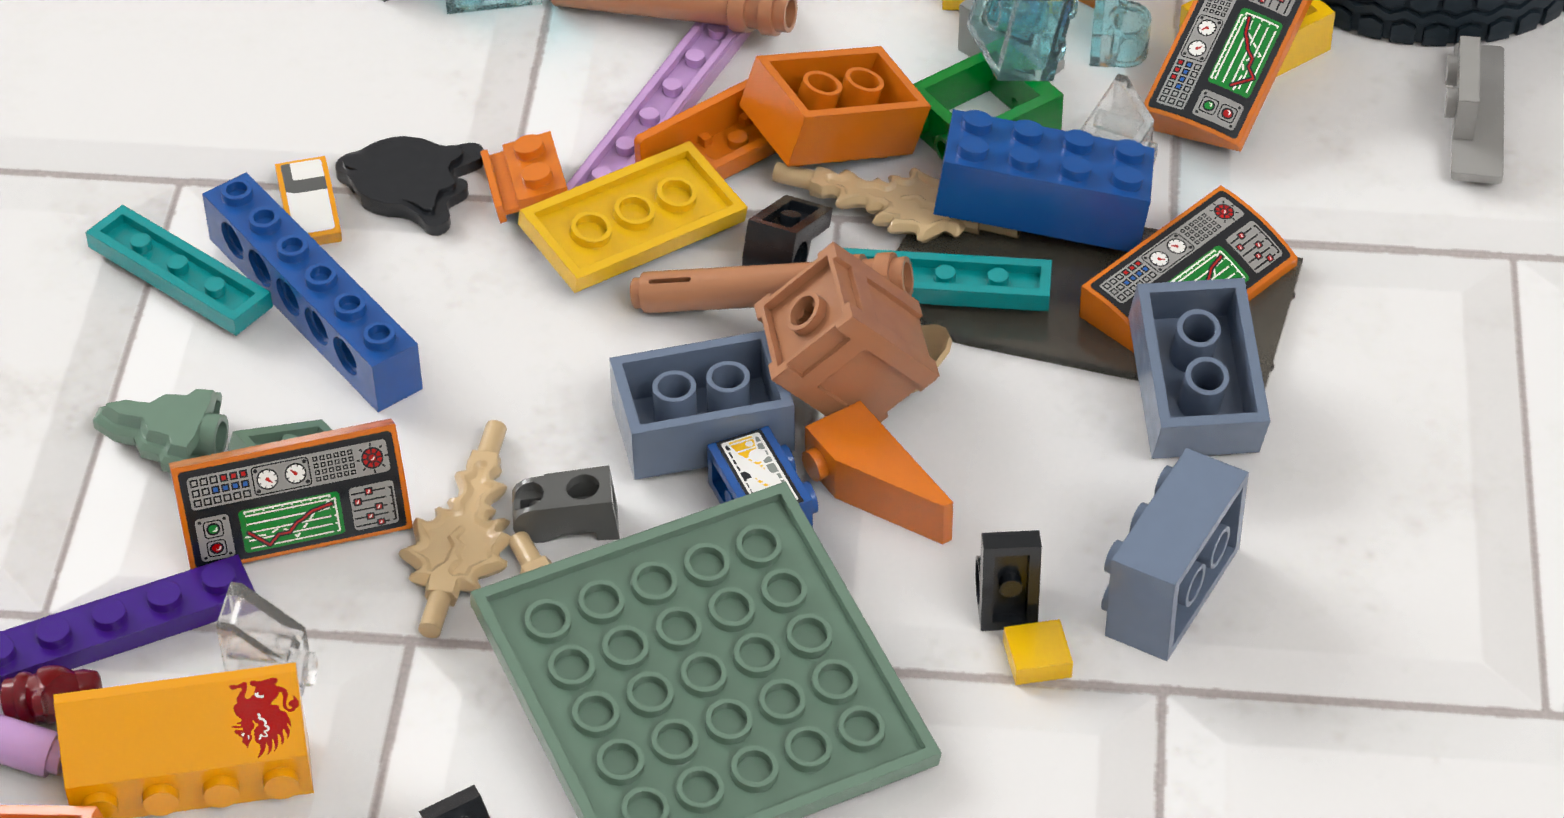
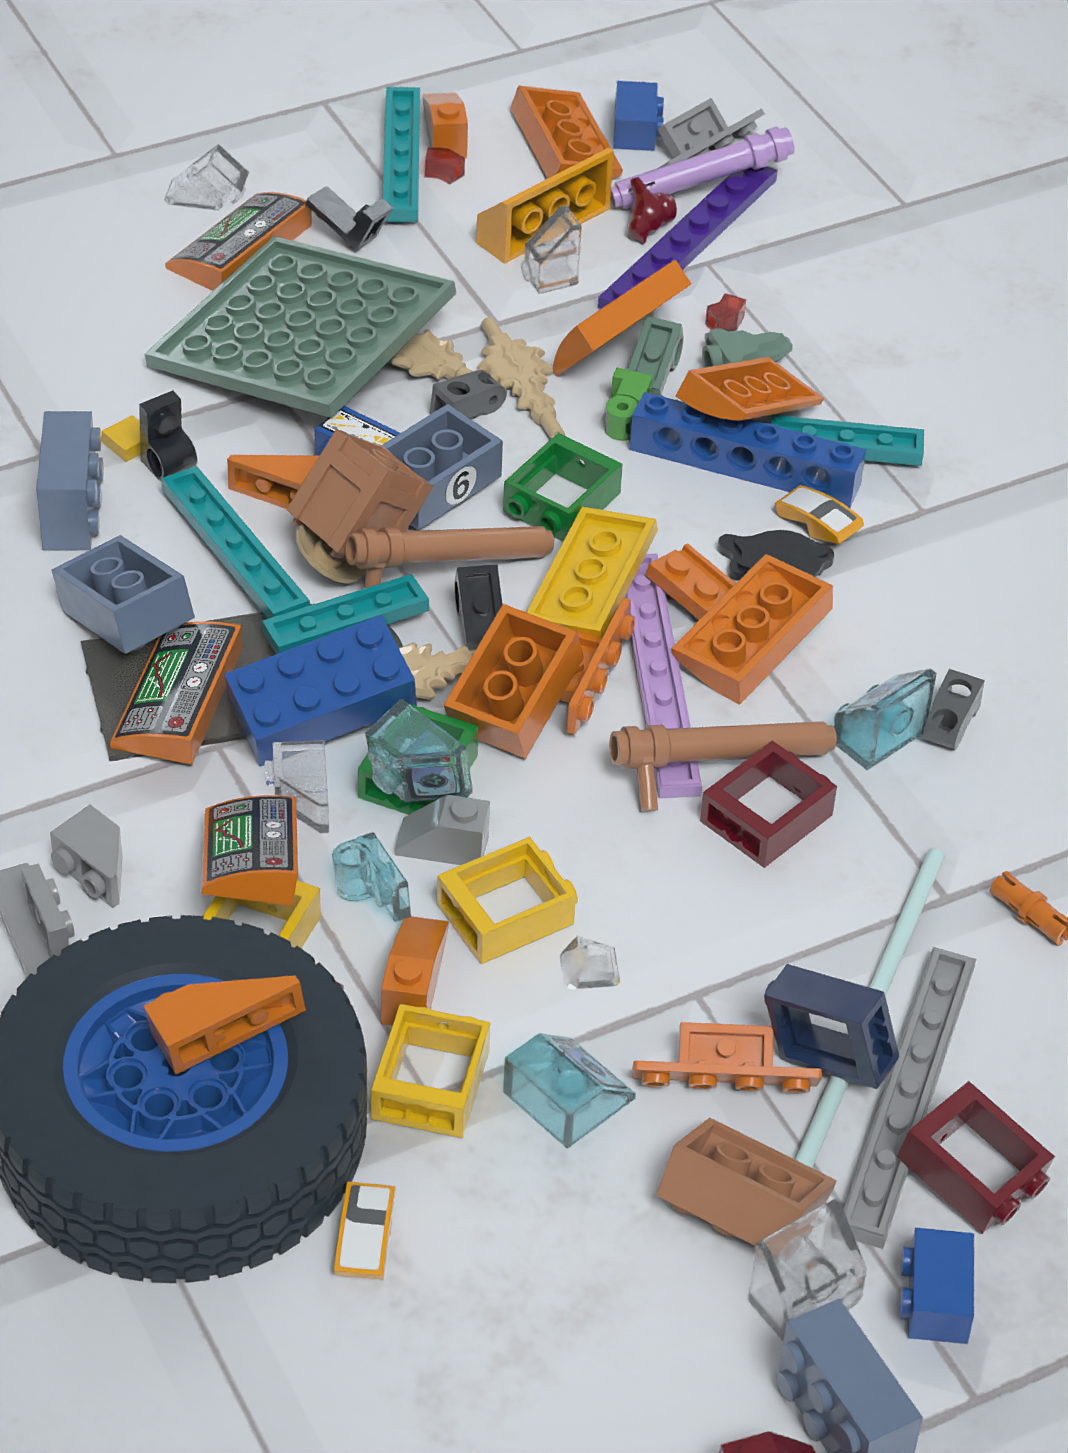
camera: 145 degrees right, 0 degrees up
(121, 499) = (726, 313): none -> clear red piece
(253, 313) = (746, 390): none -> orange slope
(397, 397) = (626, 393): none -> bright green leg
(513, 96) = (754, 627): none -> orange slope
(553, 305) = (561, 457): none -> green window
(1009, 415) = (234, 543): none -> teal plate
(1383, 150) = (90, 852): none -> light grey slope

